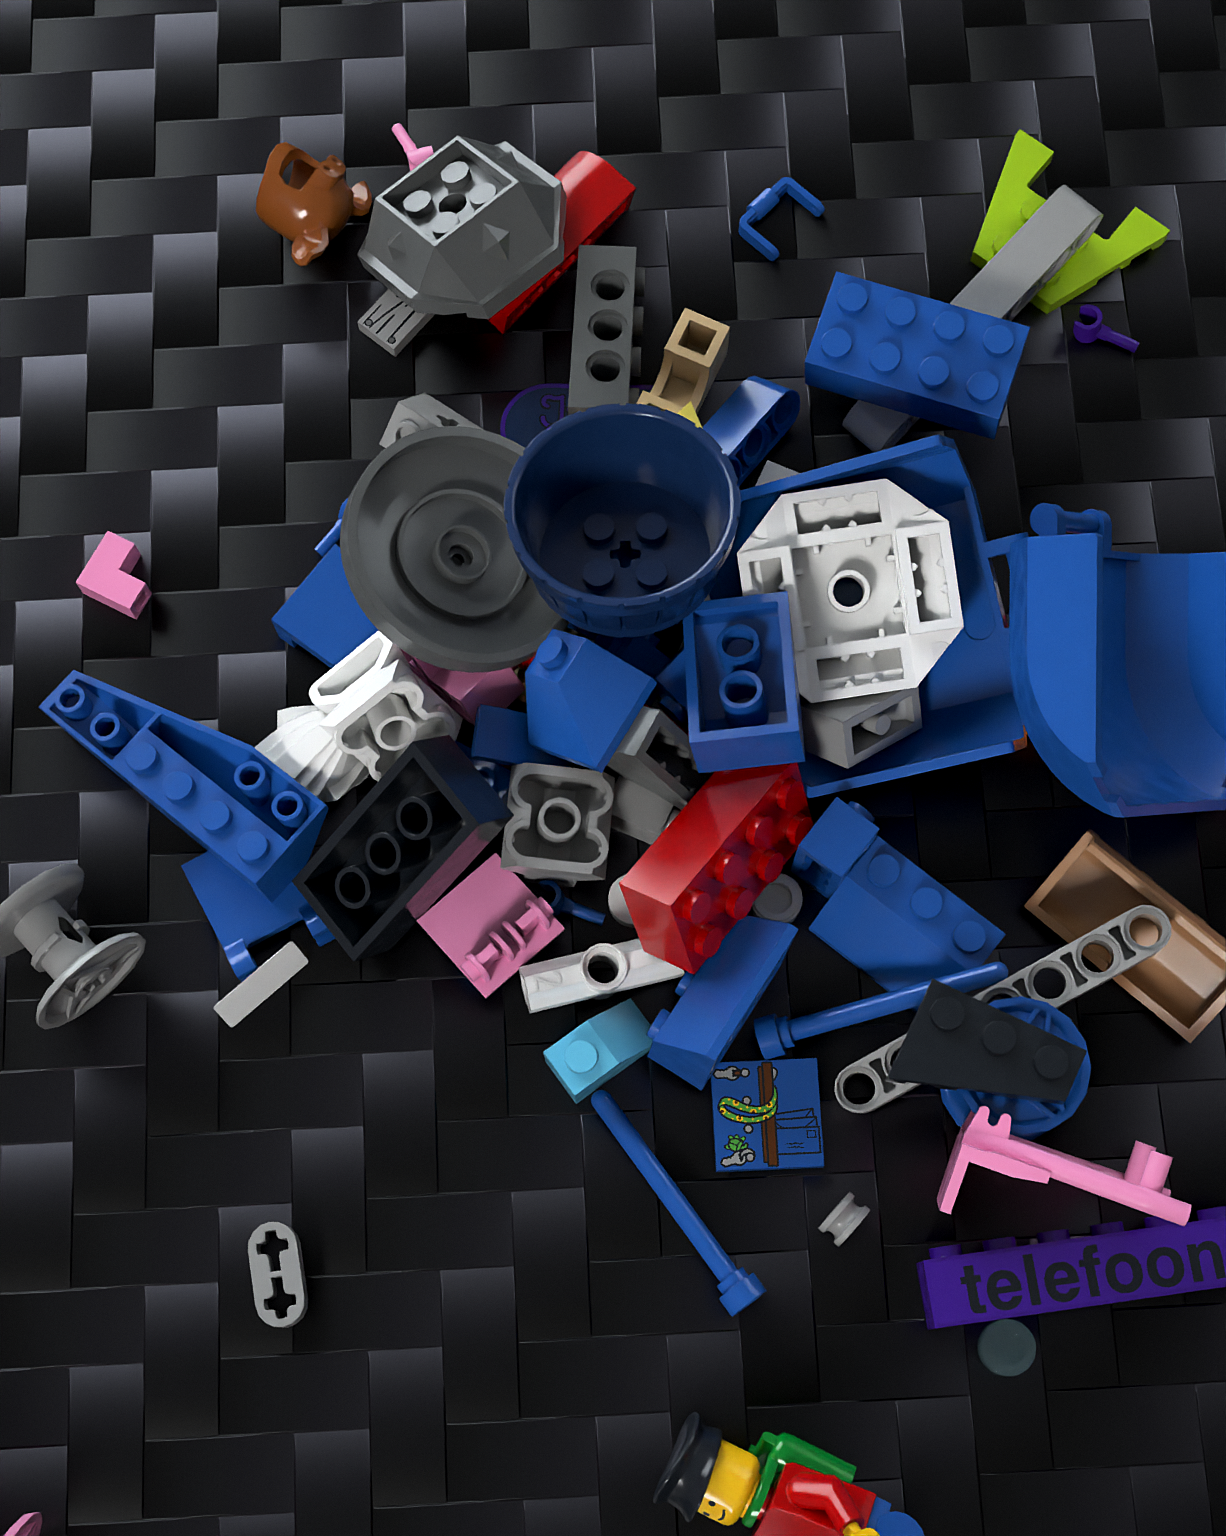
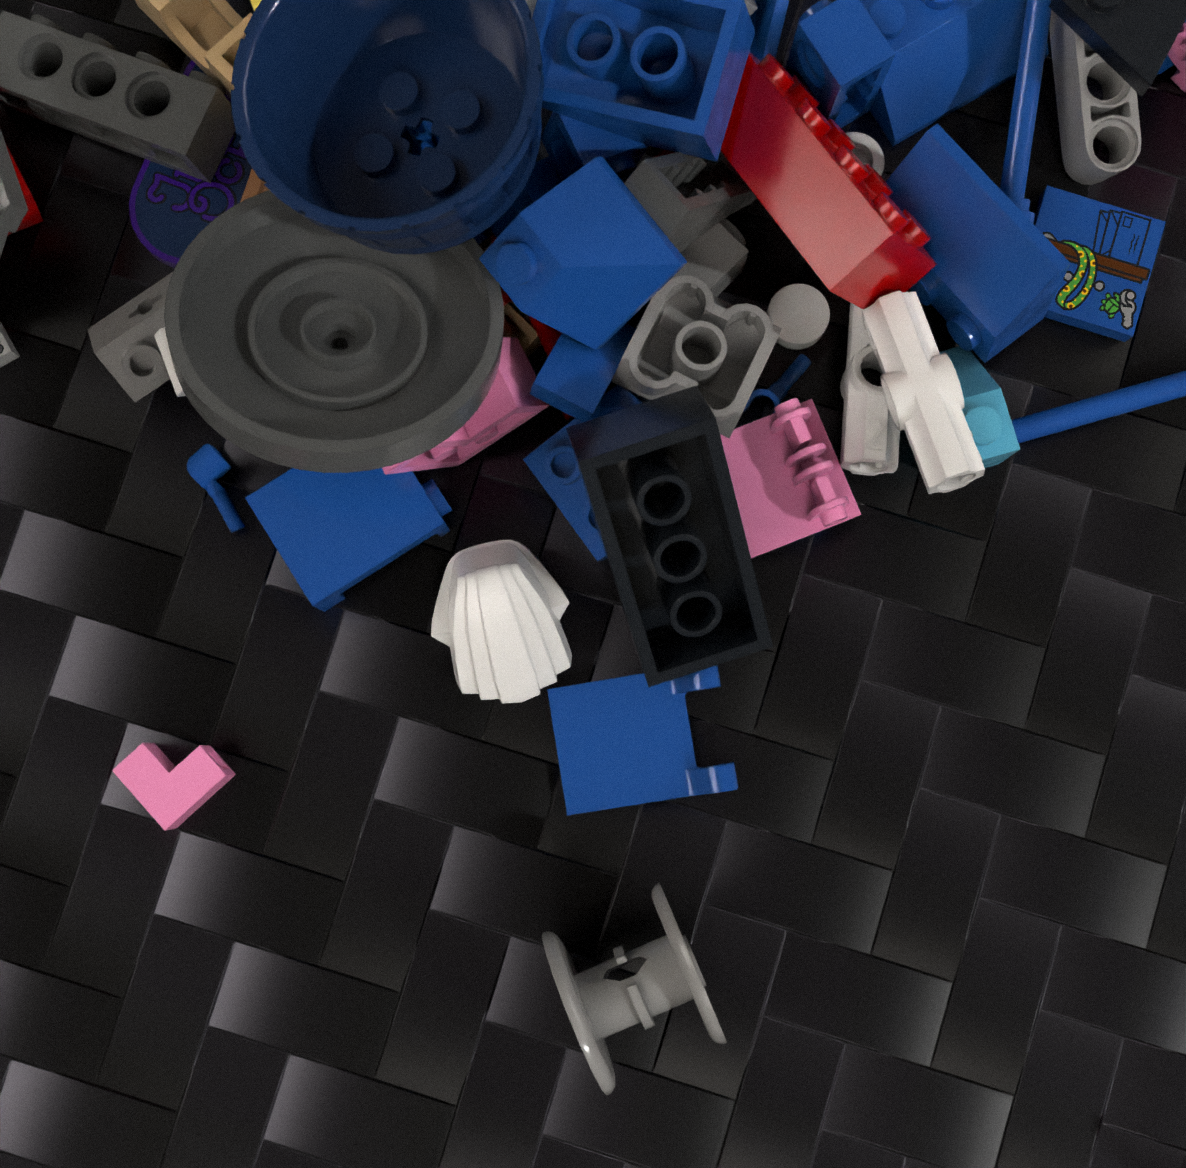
camera: 70 degrees left, 10 degrees up
(198, 778) = (471, 761): blue wedge -> none
(261, 984) = (747, 766): white sticker -> none
(264, 1276) = (1081, 868): light grey beam -> none
(380, 705) = (486, 505): white piece -> none
(584, 996) = (922, 392): none -> white piece

